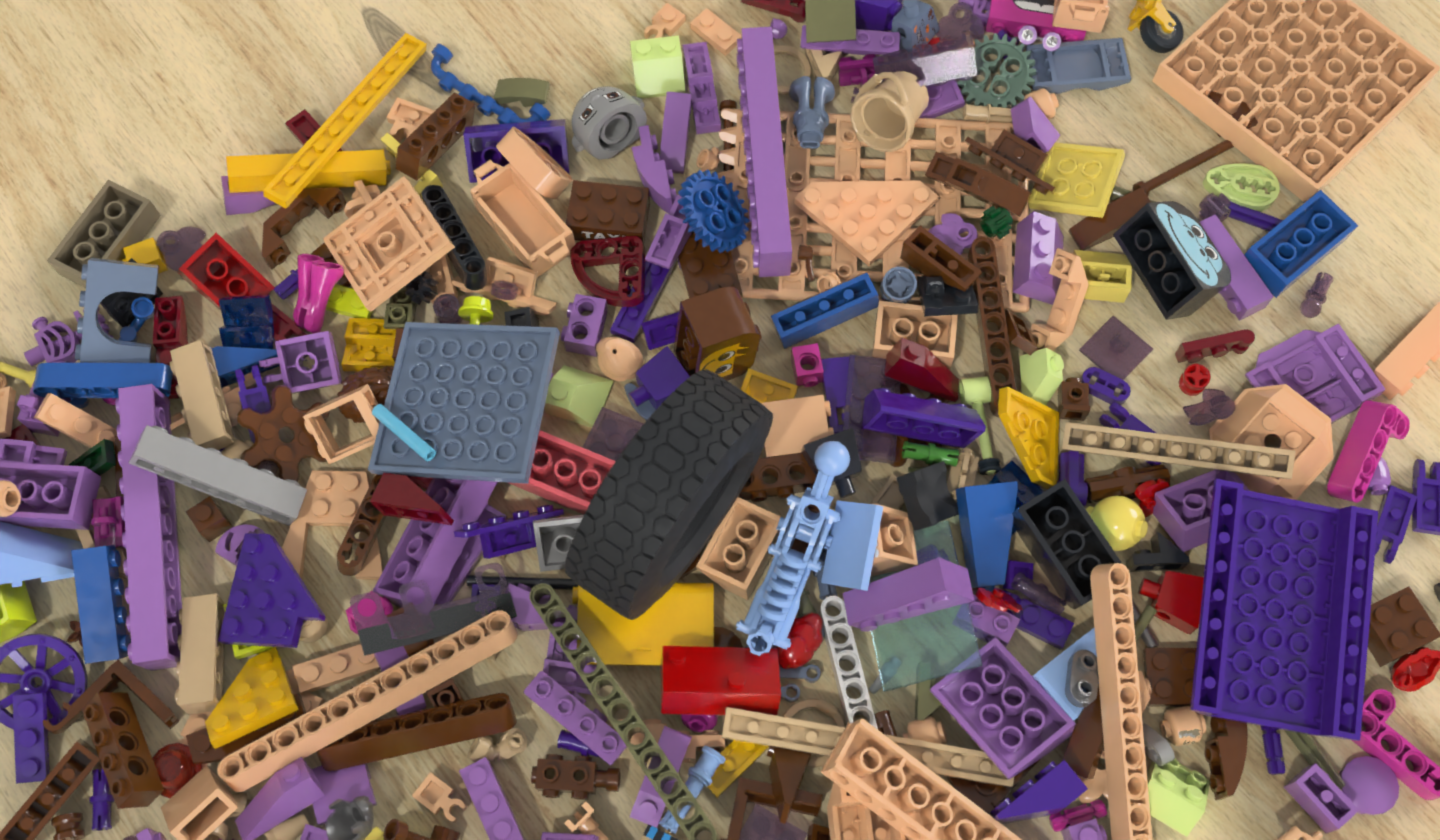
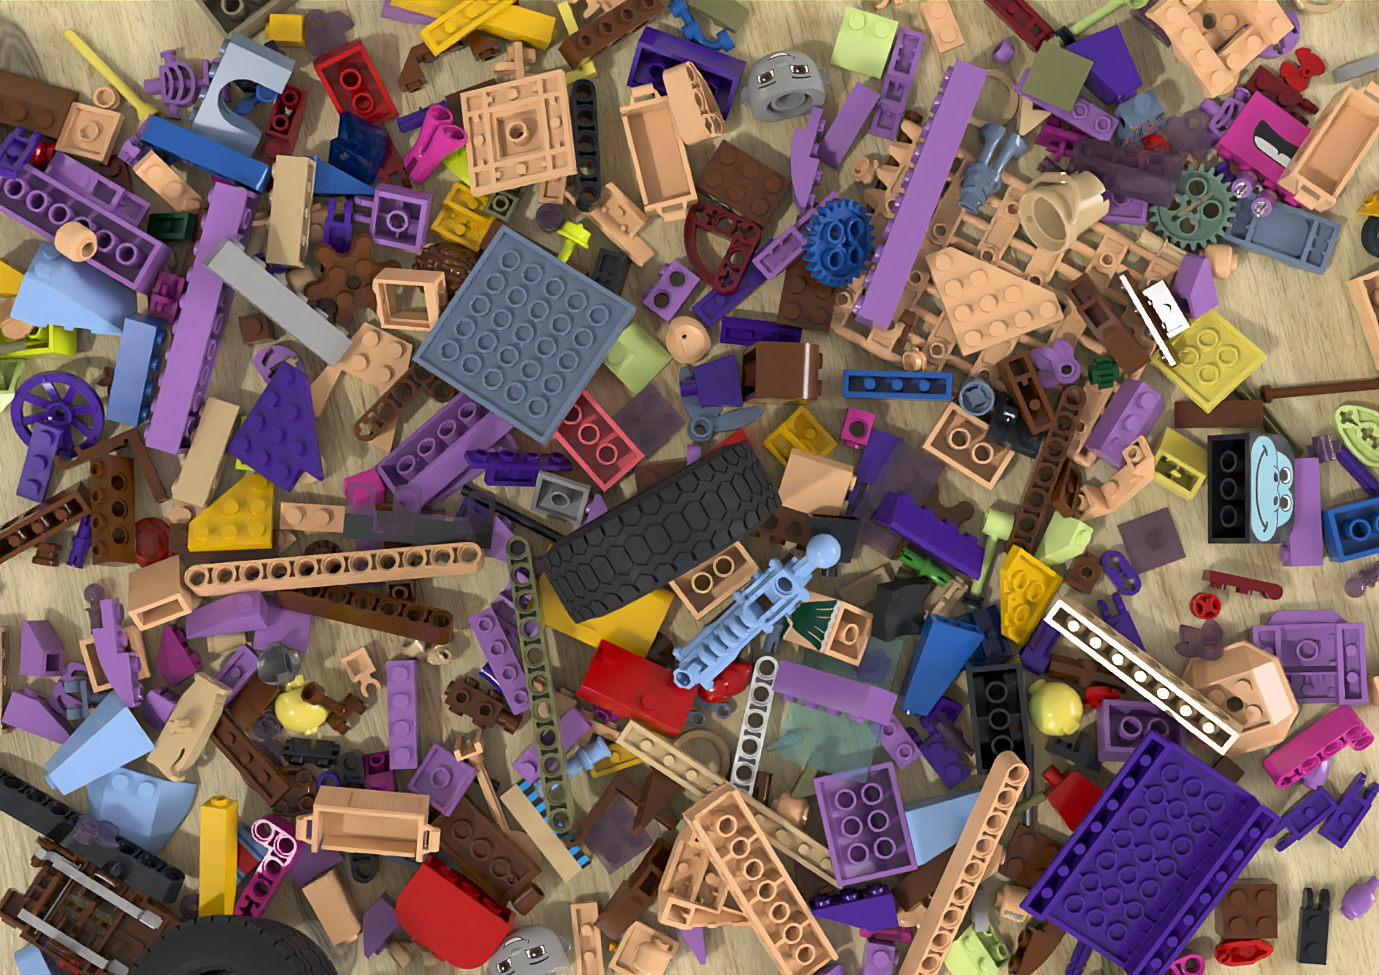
camera: 25 degrees right, 20 degrees up
(402, 498) = (431, 397): dark red slope -> none
(404, 432) = (456, 341): medium azure piece -> none
(422, 288) = (534, 191): black gear -> none
(504, 290) = (609, 224): tile -> none
(853, 545) = (808, 627): light blue tile -> none
(922, 369) = (955, 486): dark red slope -> none
(998, 599) = (908, 728): red piece -> none
(1082, 675) = (943, 831): flat silver plate -> none

